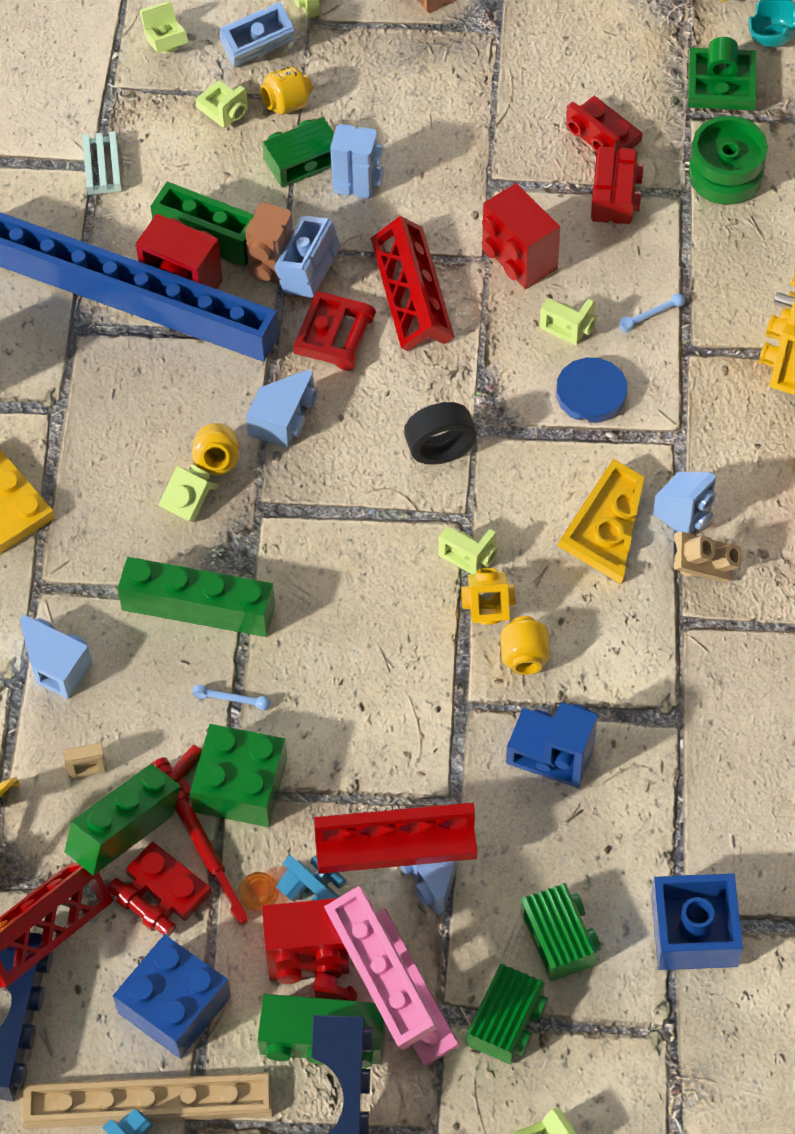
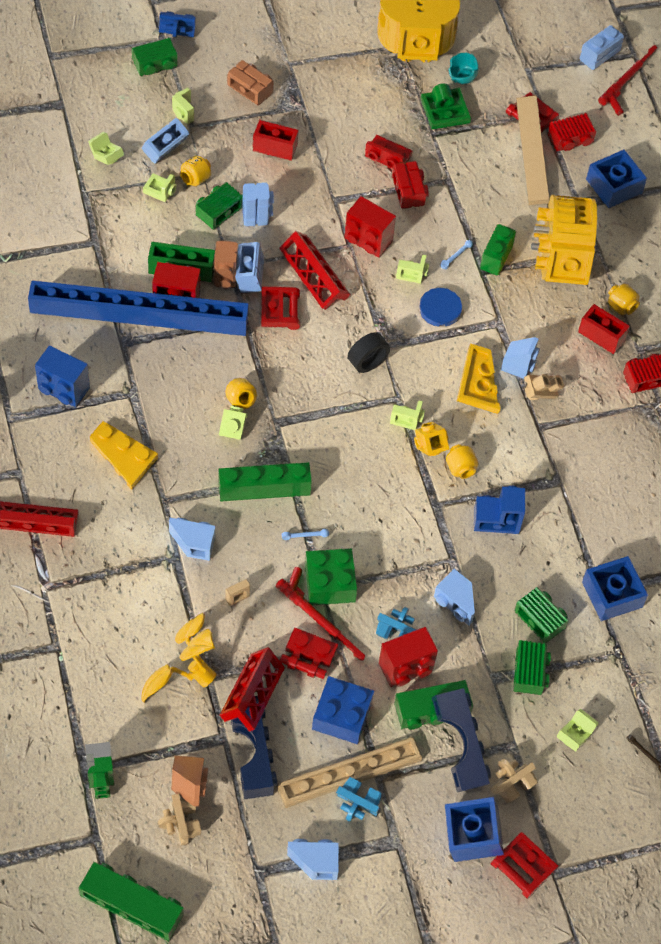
camera: 25 degrees left, 0 degrees up
(100, 142) = (94, 227): light aqua tile -> none
(121, 819) = (277, 618): green brick -> none
(258, 890) = (365, 639): clear orange plate -> none
(280, 408) = (267, 361): light blue slope -> none
(327, 989) = (428, 680): red tile -> none
(391, 976) = (466, 663): bright pink fence -> none
(395, 838) = (437, 587): red fence -> none
(427, 69) = (275, 140): none -> red brick
(718, 319) = (497, 249): none -> green brick
(727, 160) = (469, 155): green wheel -> none

